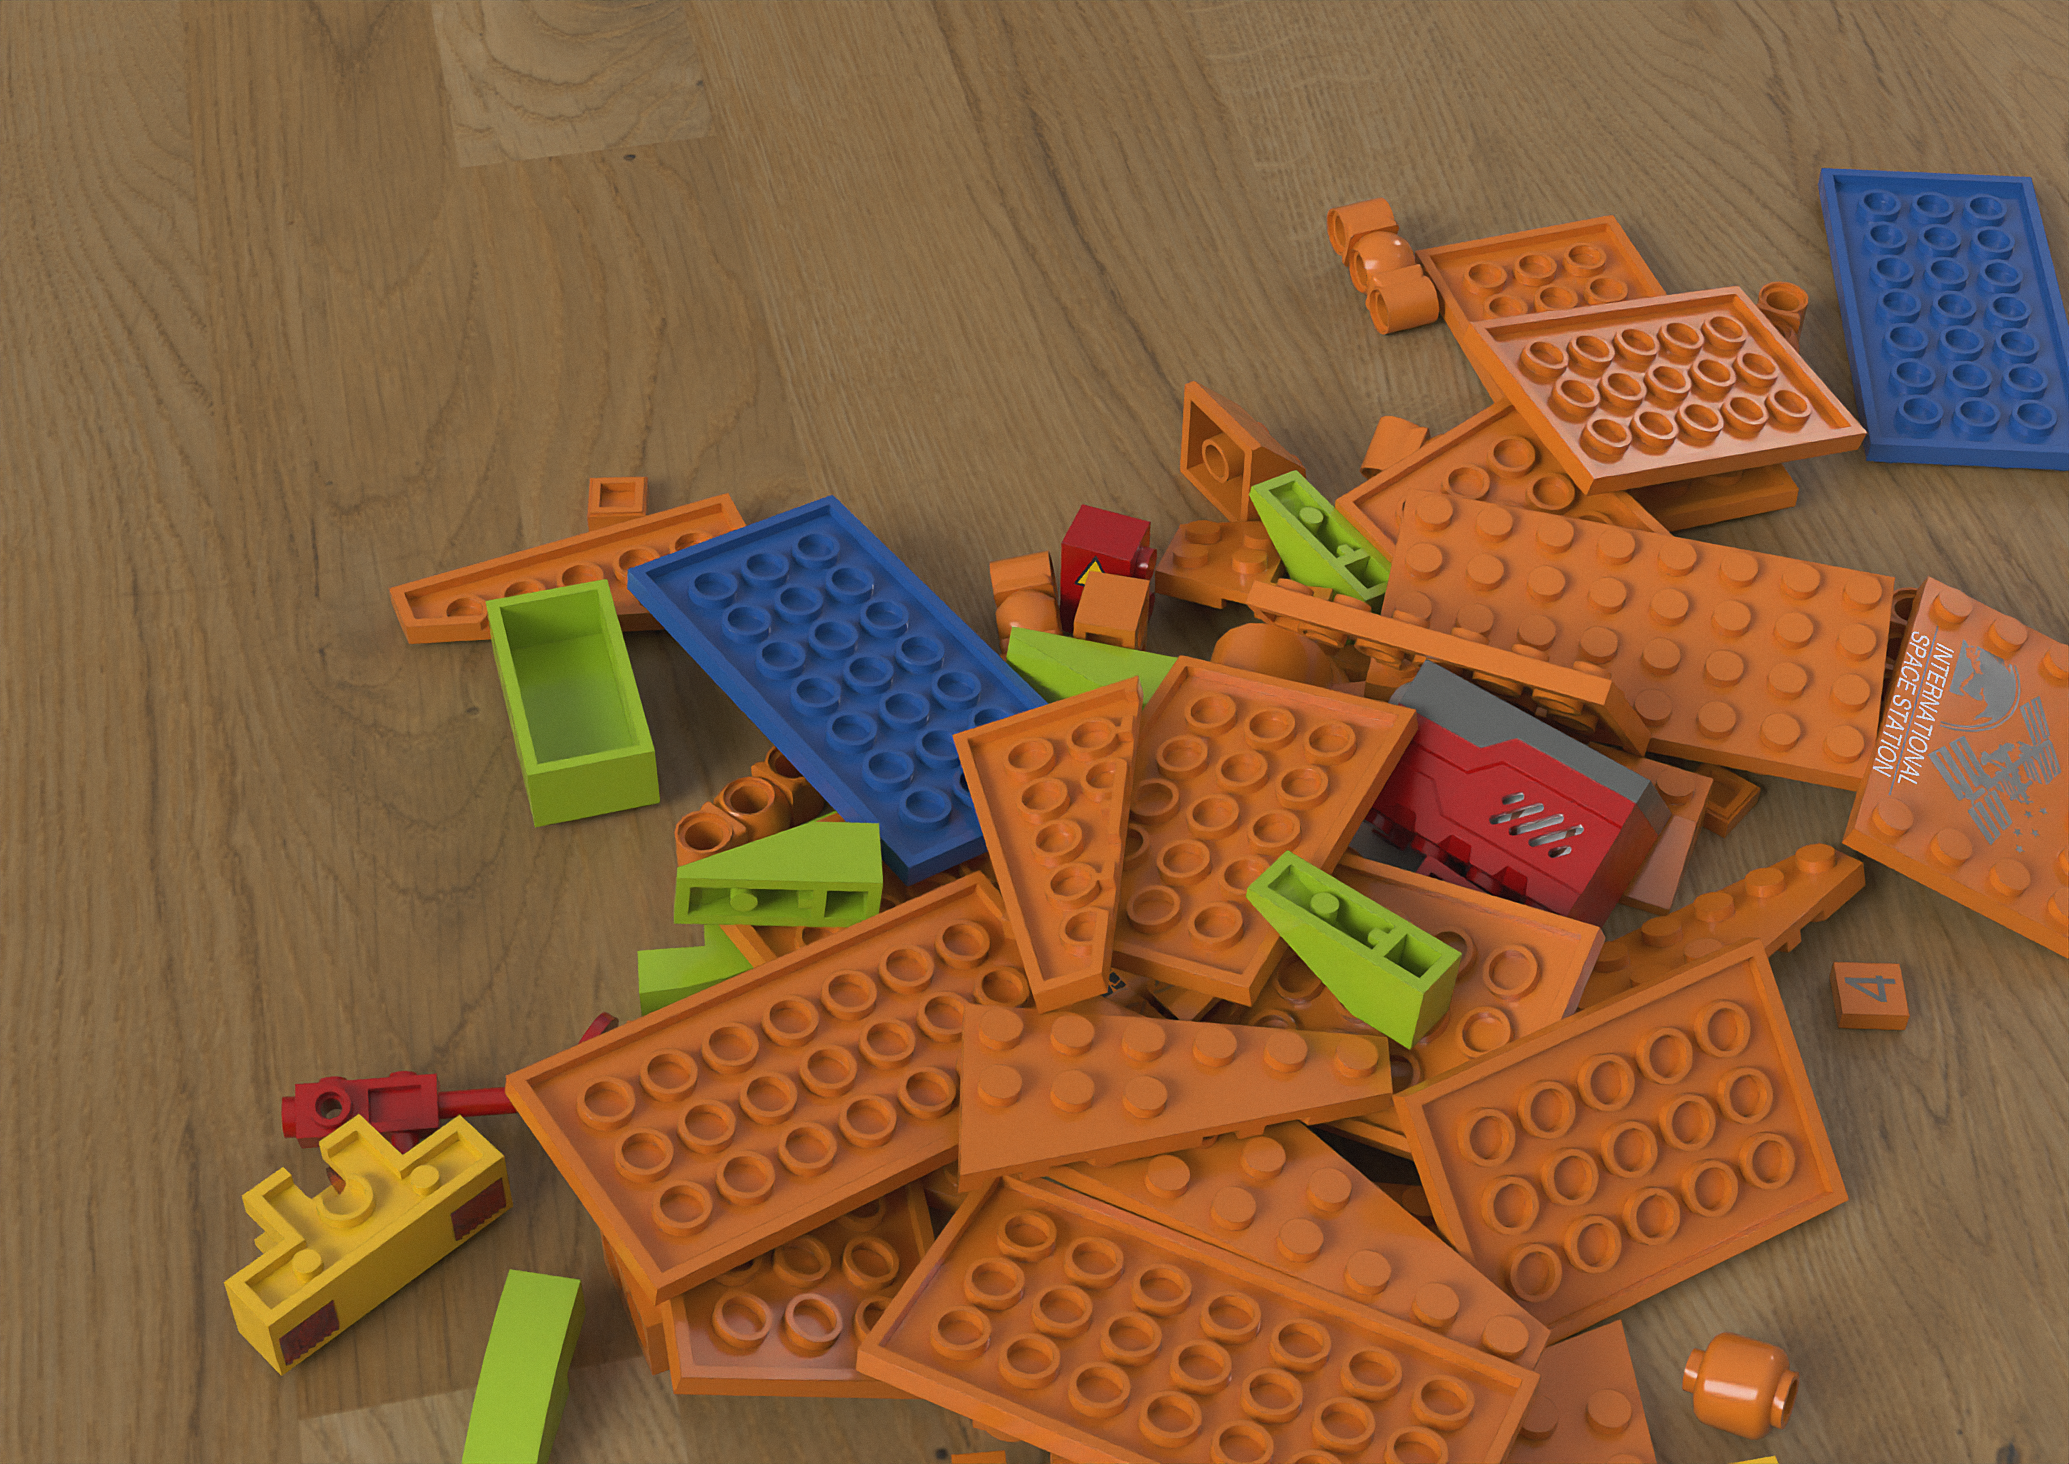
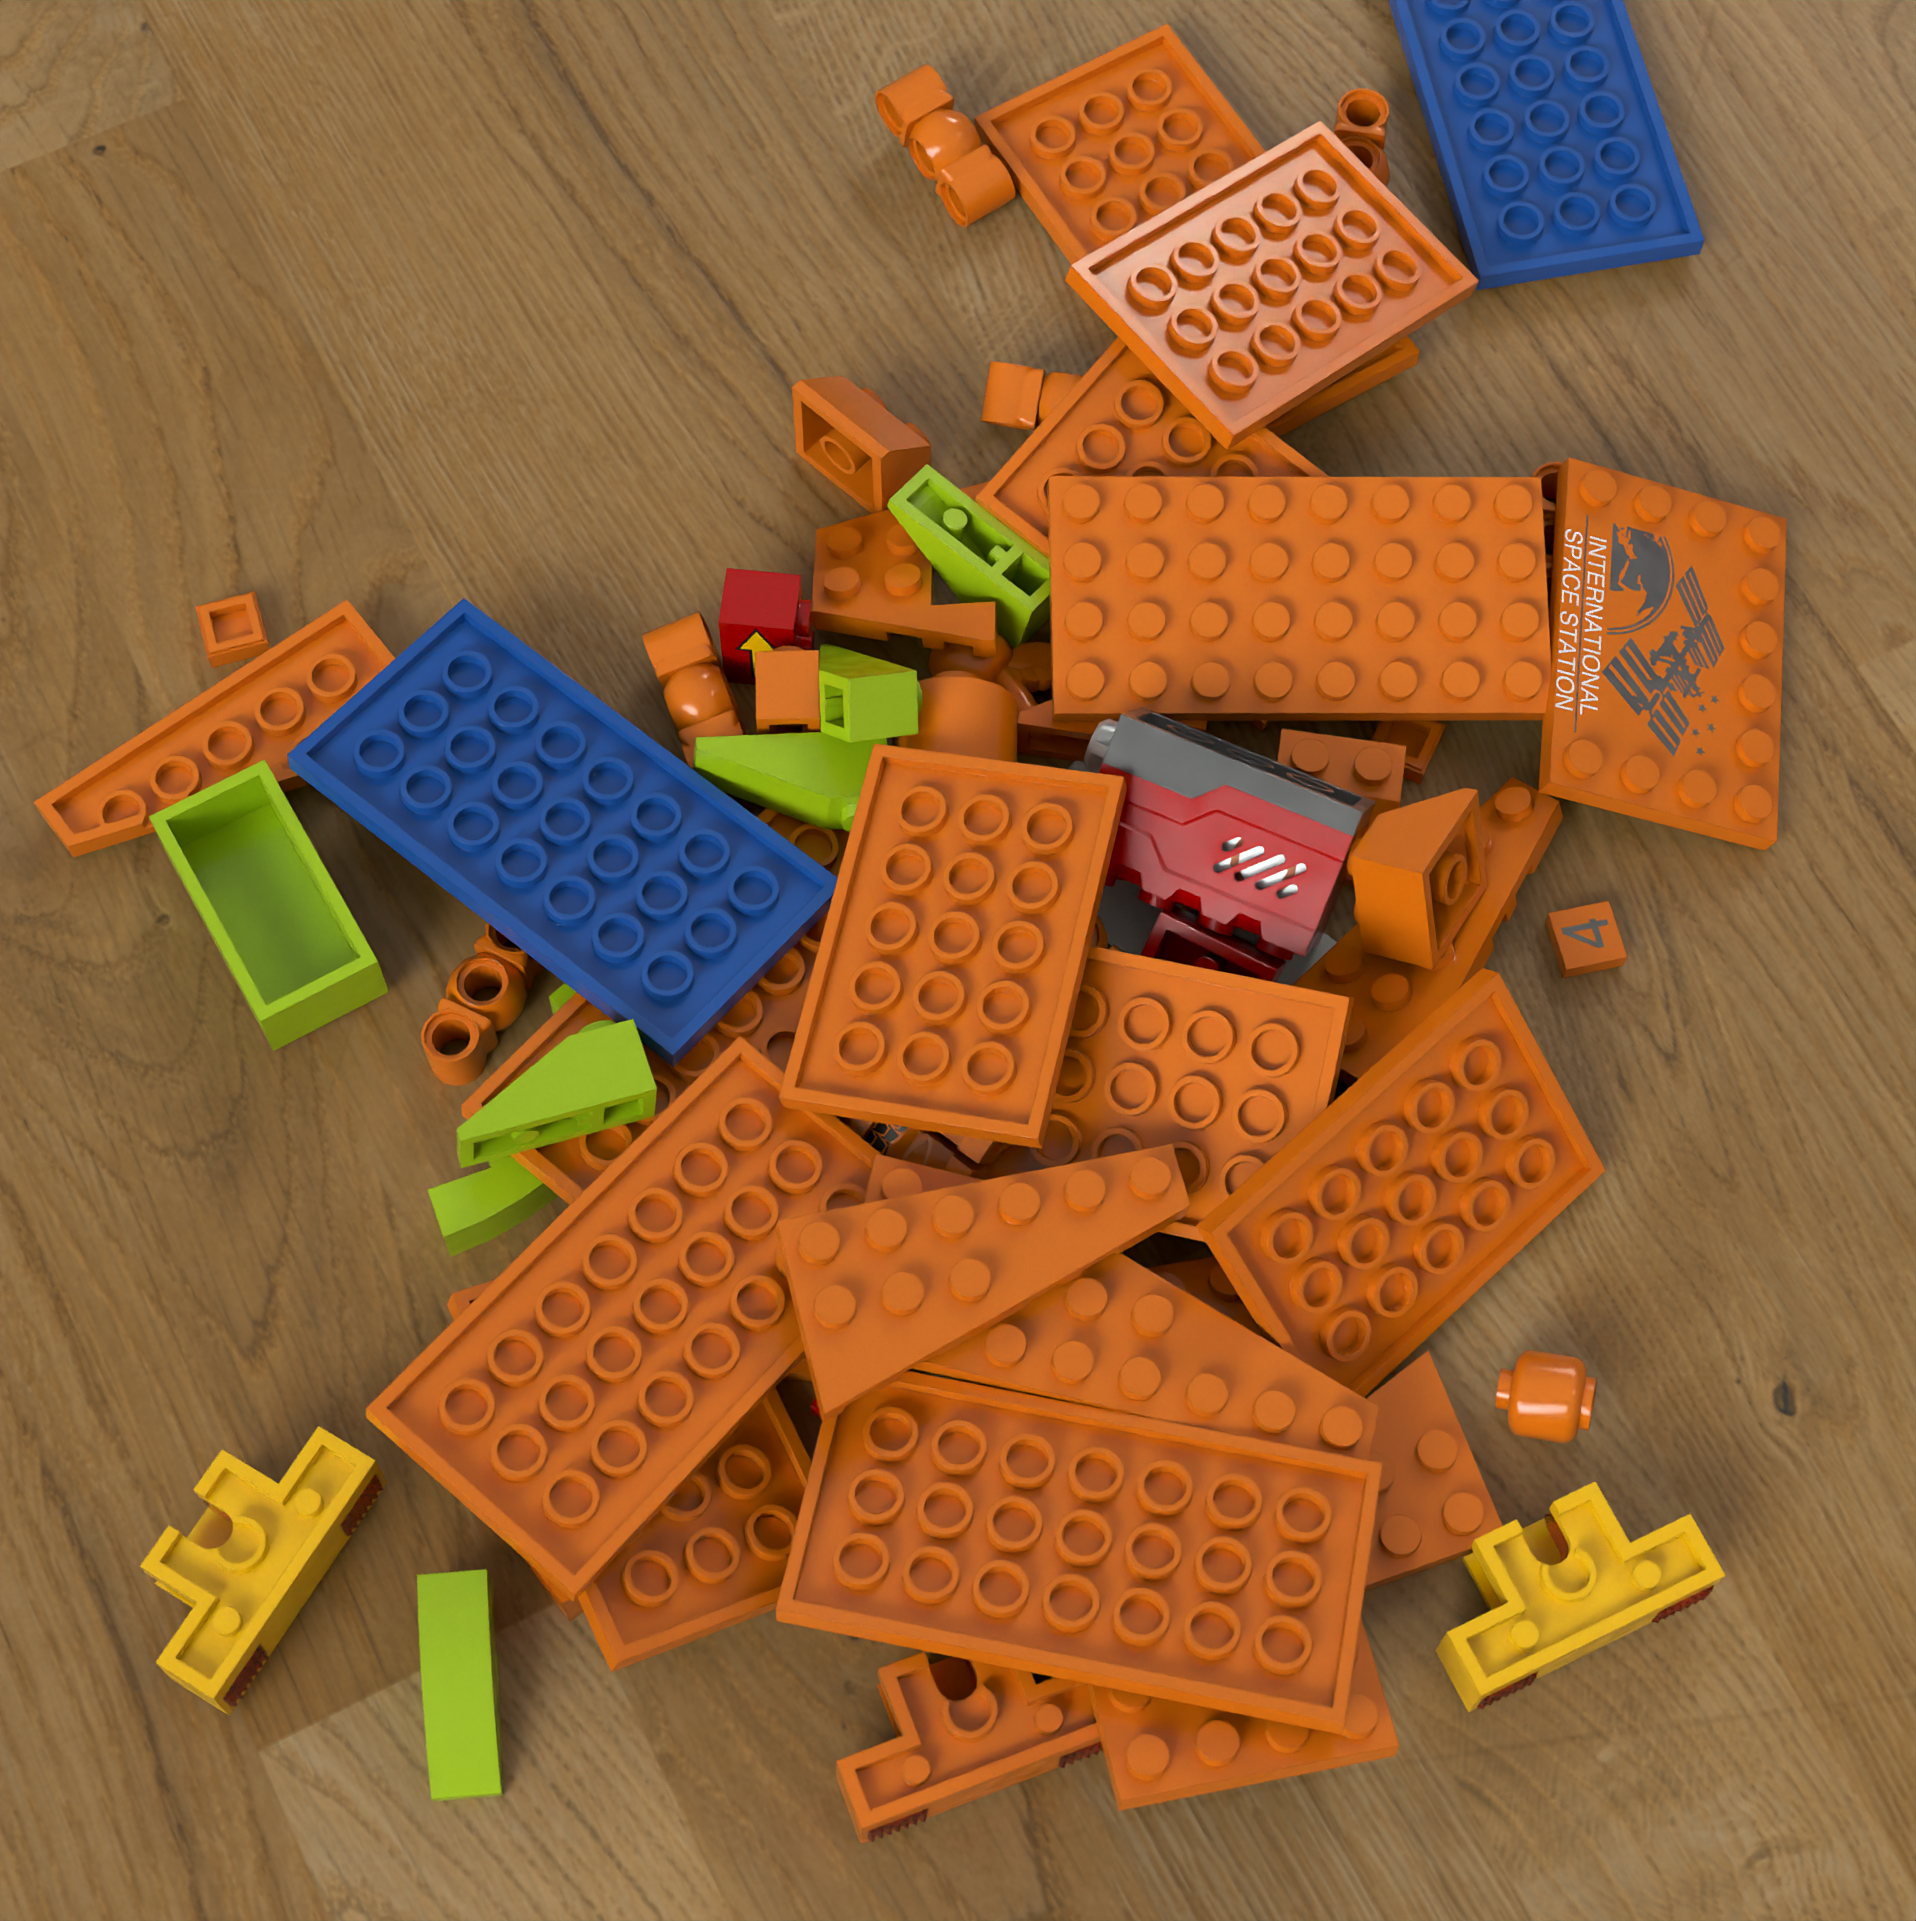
camera: 15 degrees left, 20 degrees up
(397, 1106) = (262, 1406): red piece -> none
(1055, 824) = (802, 971): orange wing -> none
(1186, 622) = (866, 696): none -> lime slope
(1360, 950) = (1126, 1067): lime slope -> none
(1523, 677) = (1153, 698): orange wing -> none
(1700, 870) = (1418, 876): none -> orange slope

